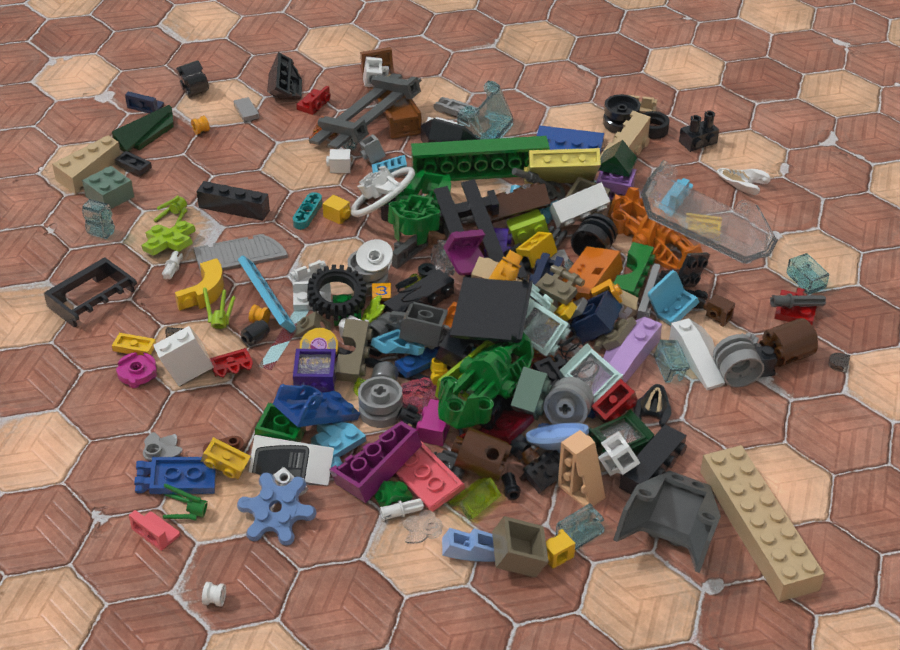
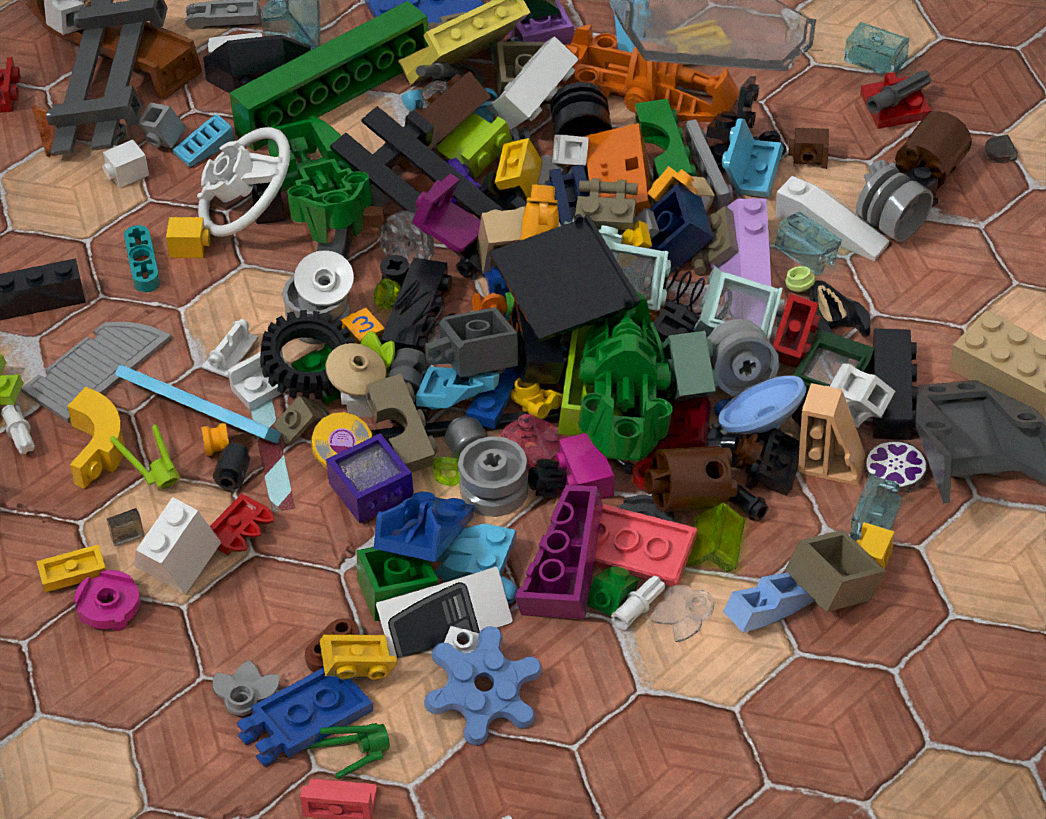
camera: 30 degrees left, 5 degrees up
(343, 308) = (350, 377): none -> tan dish
(572, 249) = (570, 150): none -> white brick
(611, 506) = (898, 463): none -> tile
(649, 378) = (799, 279): none -> yellowish green plate

